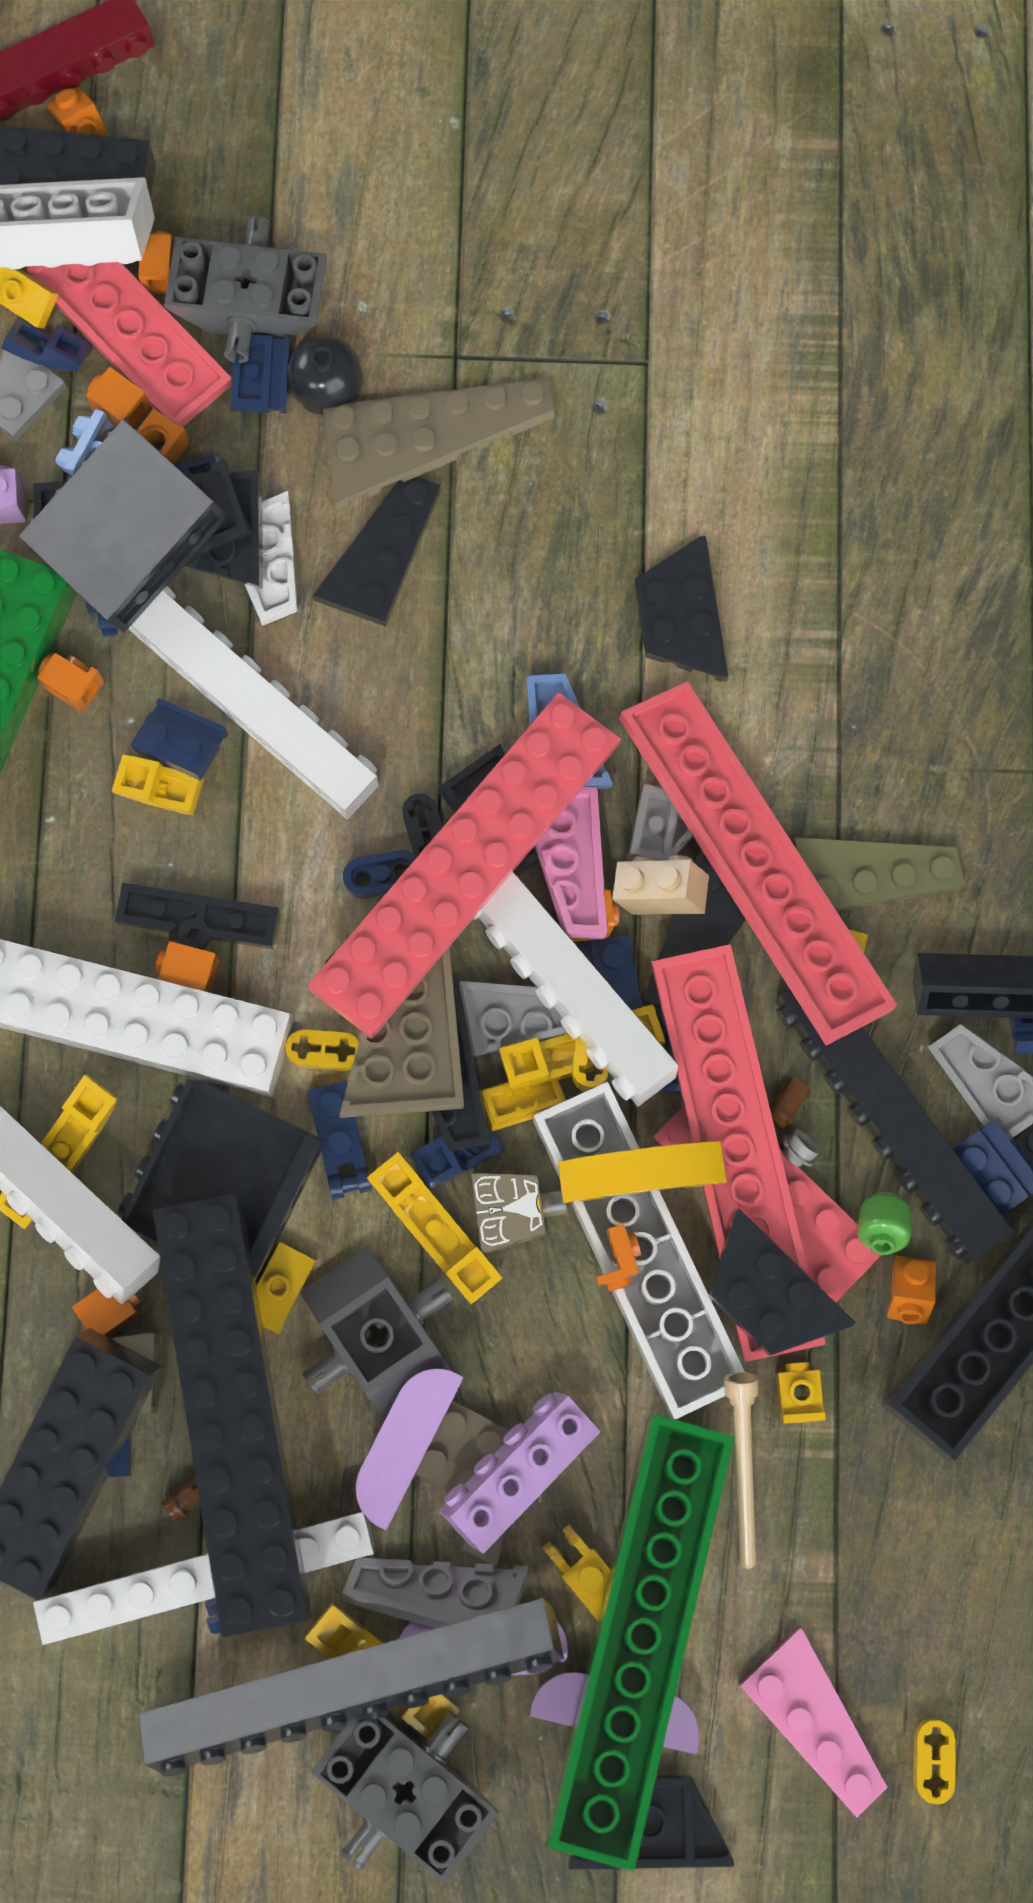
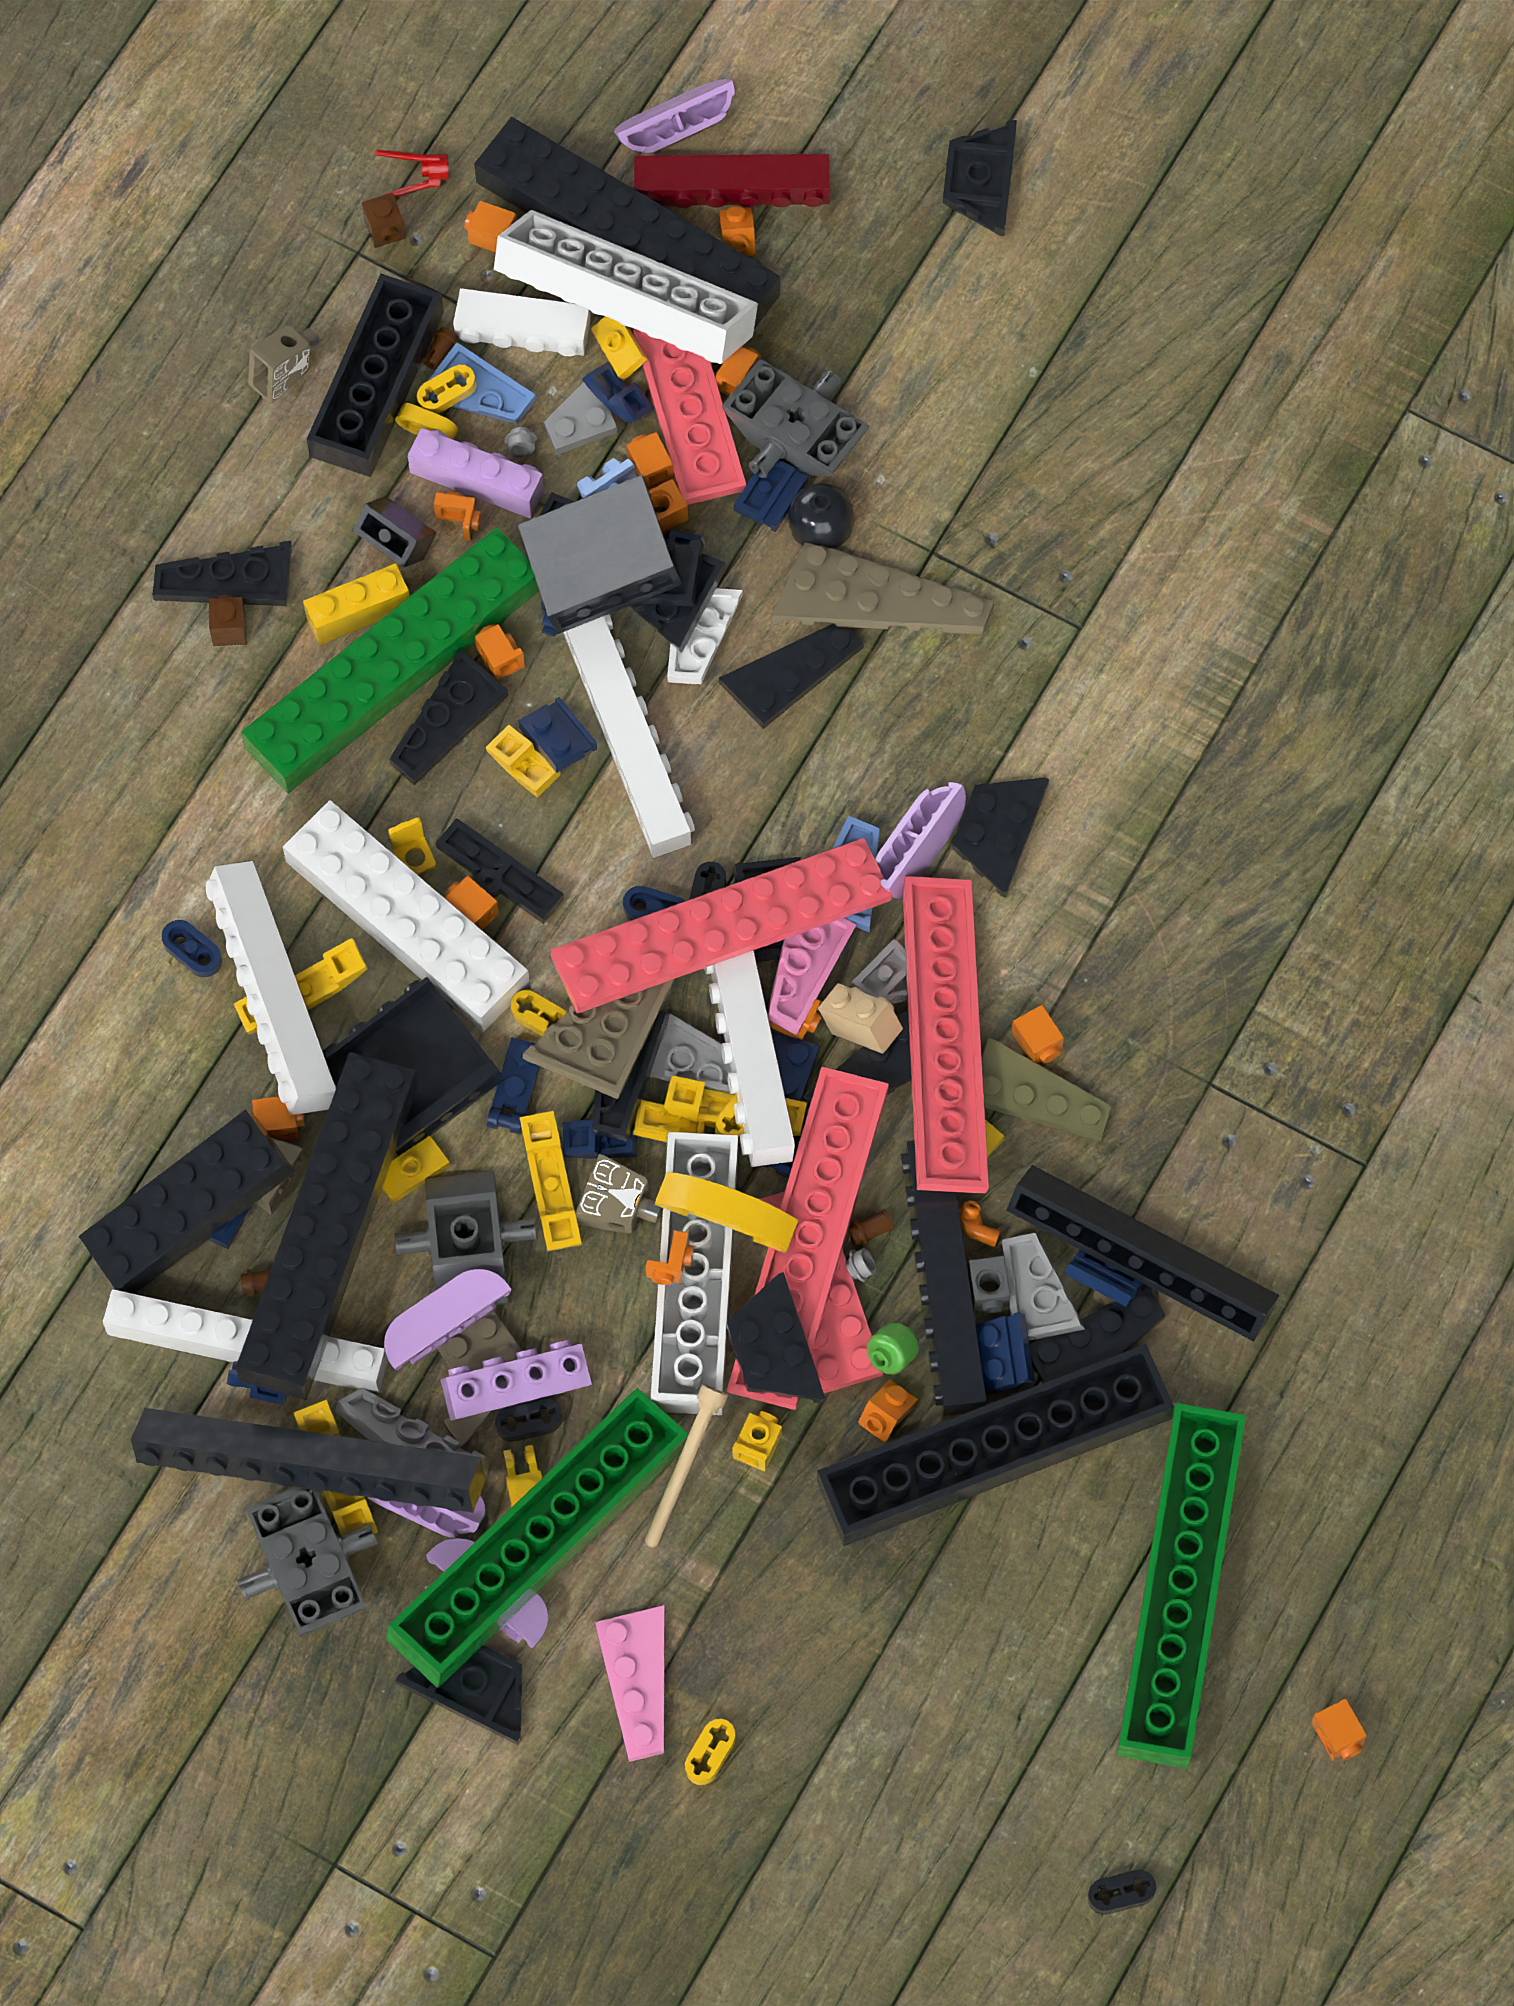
camera: 30 degrees right, 10 degrees down
(55, 768) = (455, 708): none -> black wing
(82, 928) = (409, 837): none -> yellow bracket
(557, 1505) = (530, 1428): none -> black beam
(610, 660) = (920, 836): none -> lavender brick
(845, 812) = (1038, 1036): none -> orange brick
(891, 1046) = (973, 1224): none -> orange arm
(944, 1084) = (991, 1270): none -> dark grey brick

